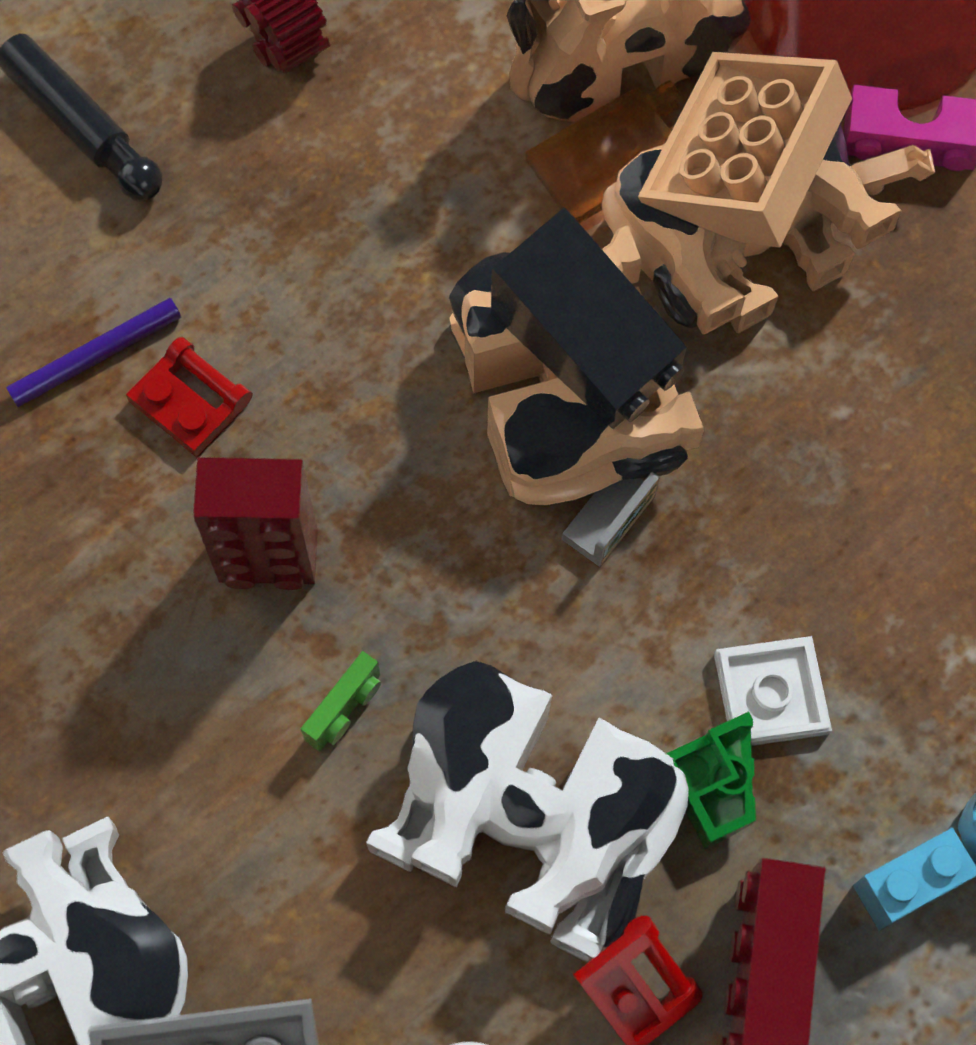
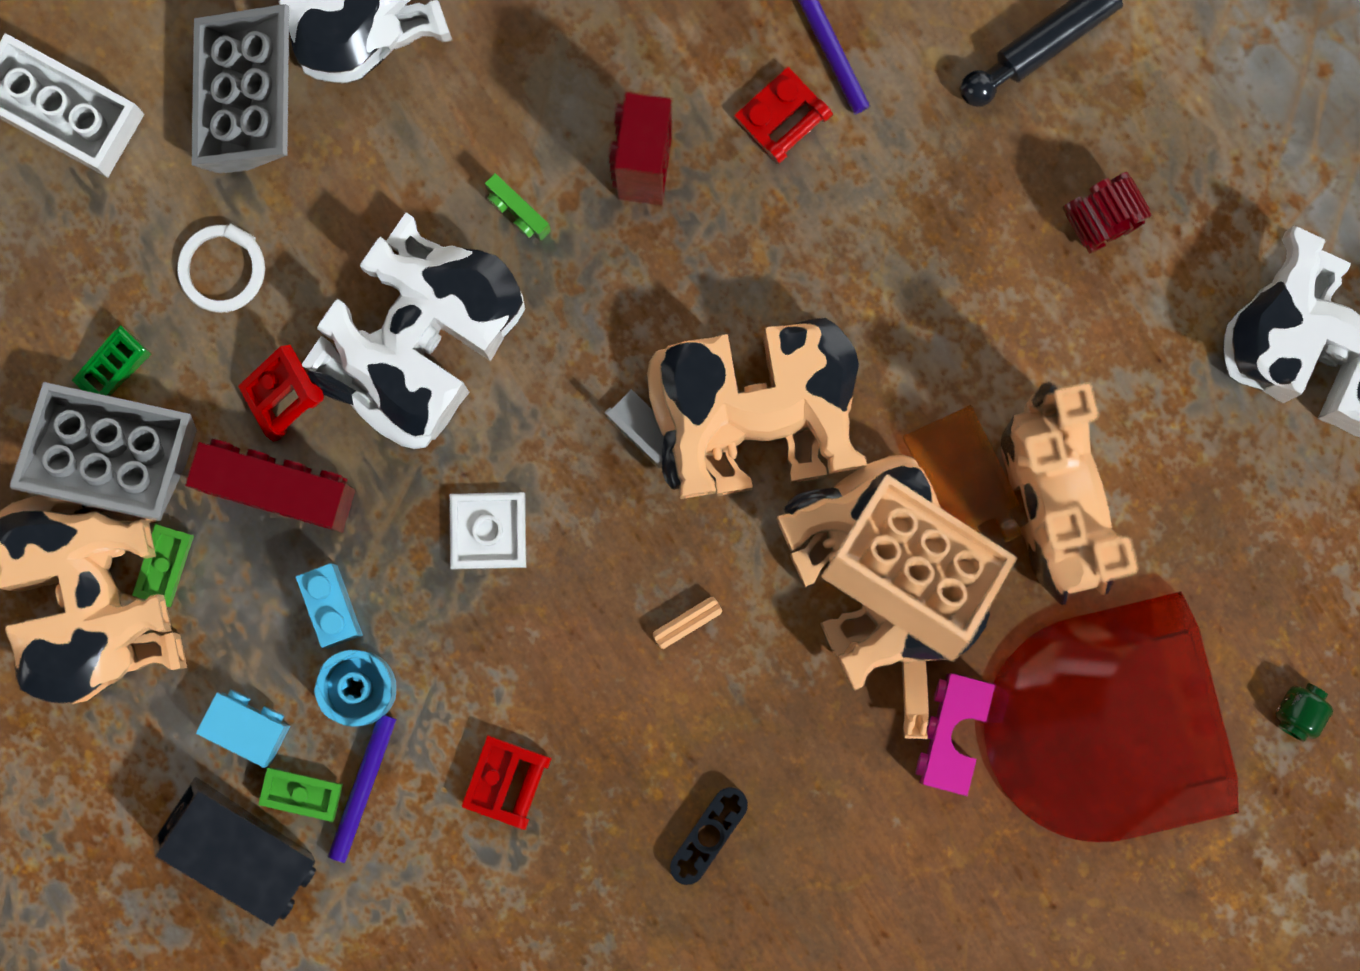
camera: 100 degrees right, 15 degrees up
(585, 320) = (767, 411): black slope -> none
(719, 780) = (423, 475): green slope -> none
(842, 436) = (687, 622): none -> light nougat axle

